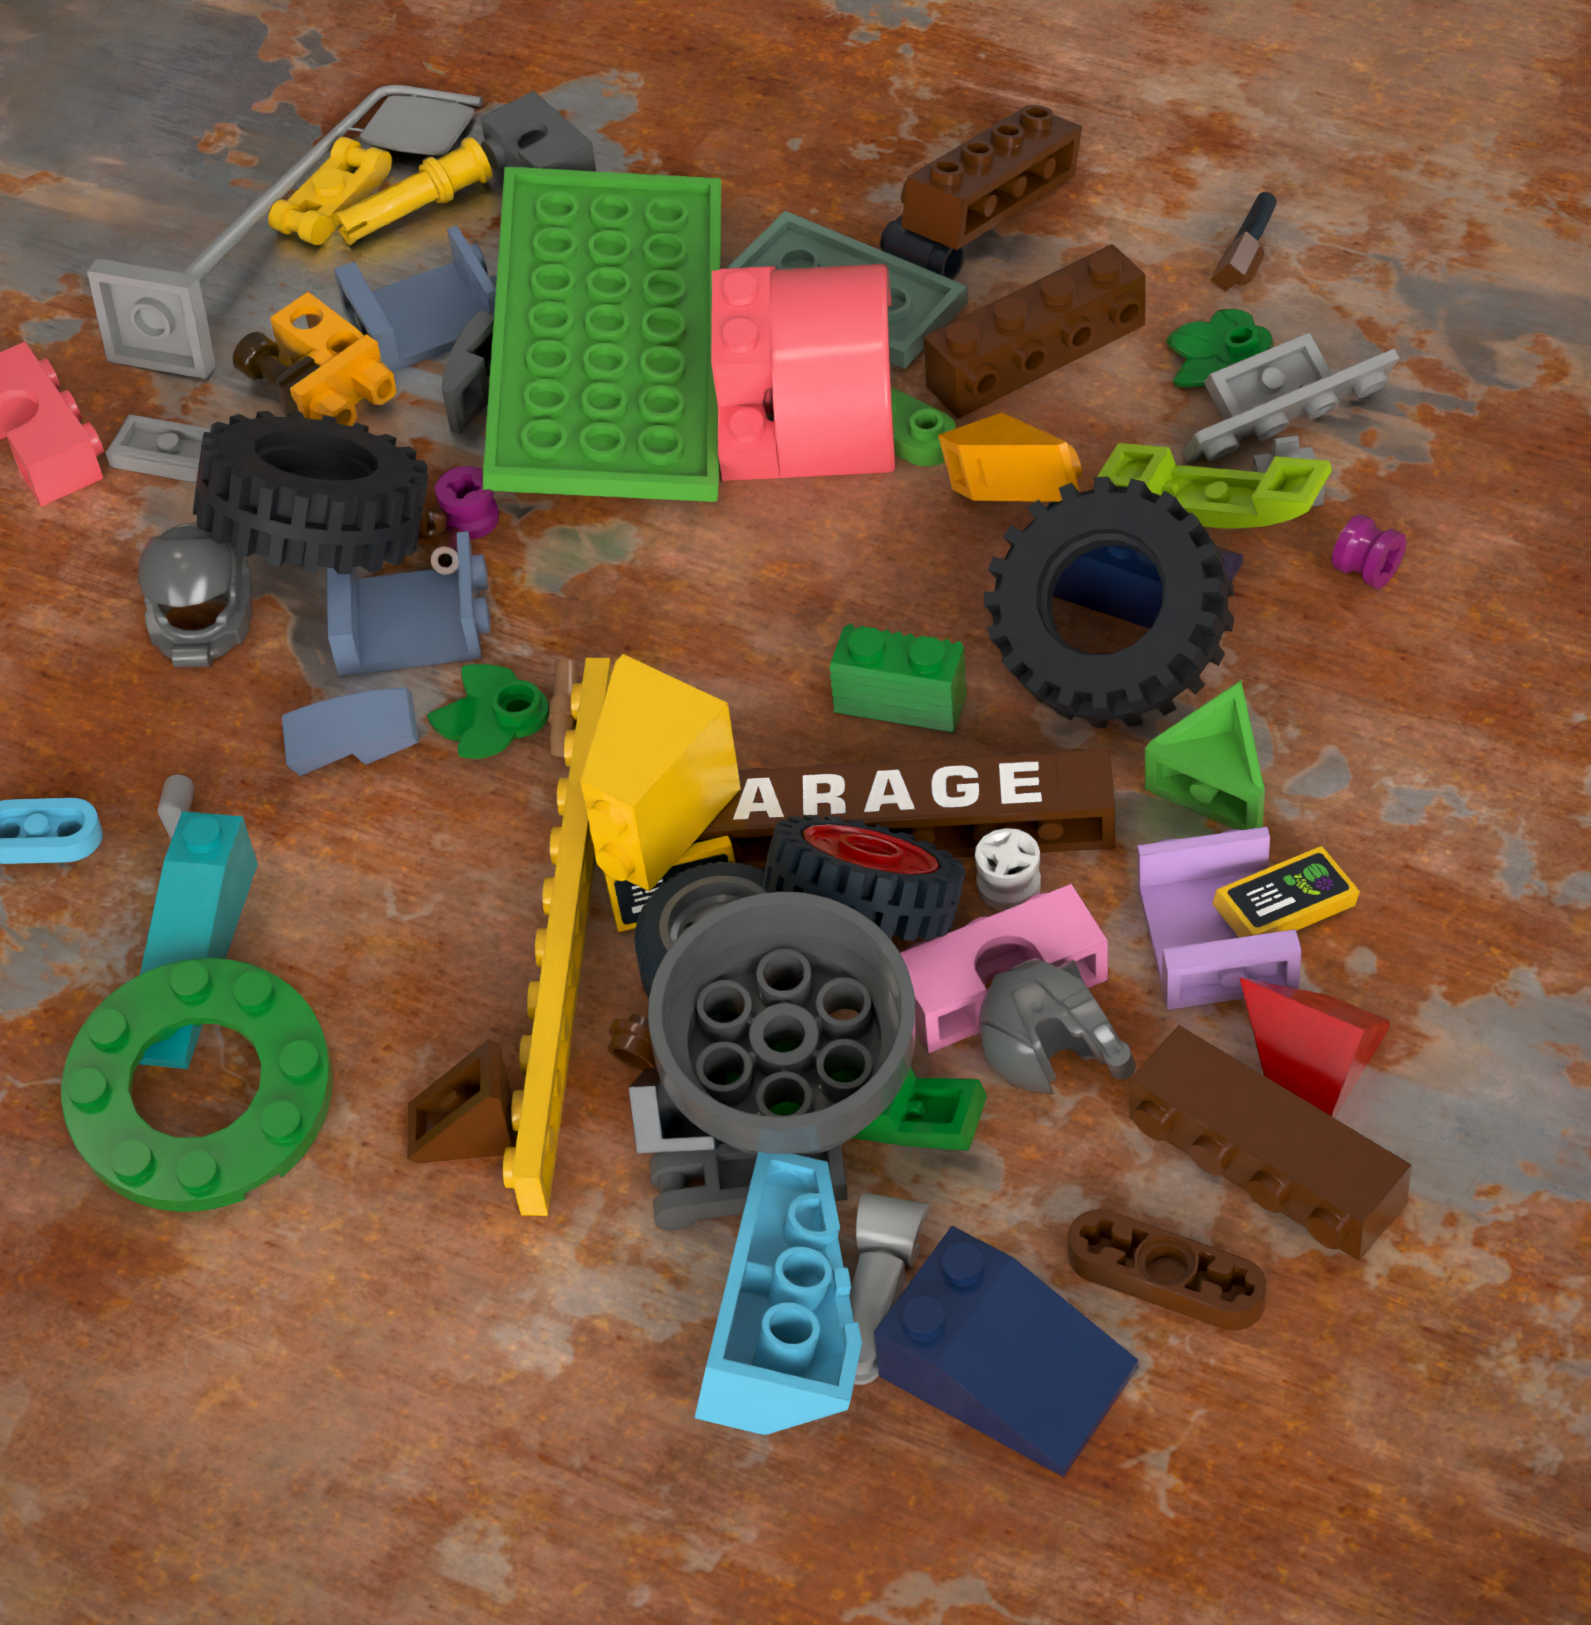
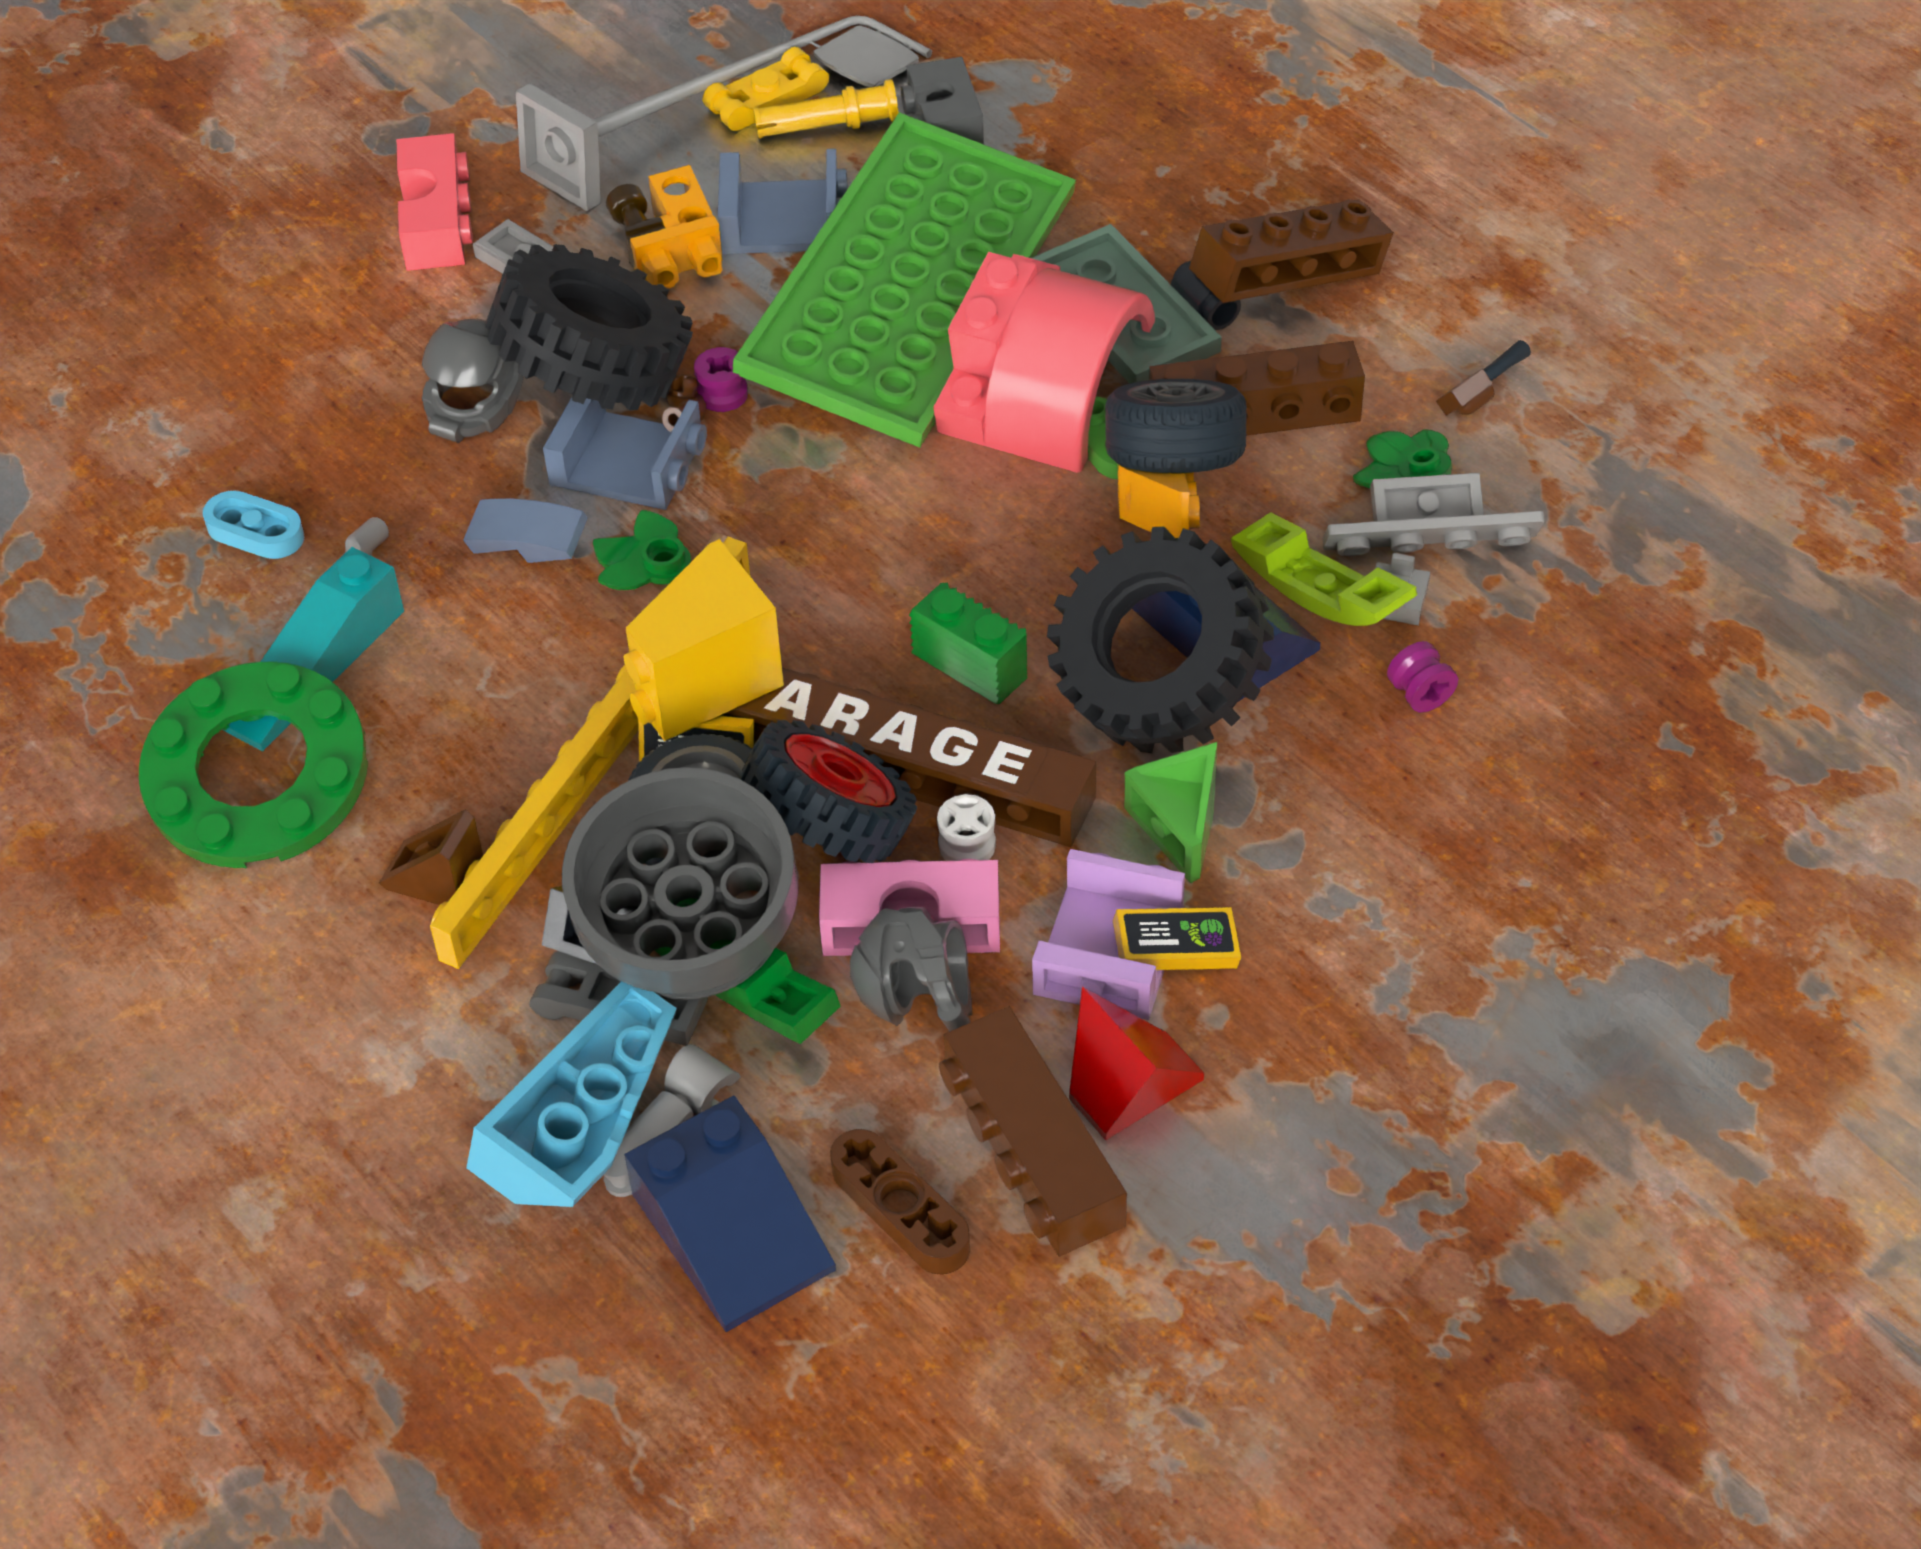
camera: 20 degrees right, 0 degrees up
(467, 372) = (774, 269): dark grey slope -> none
(996, 384) = (1175, 425): none -> black wheel

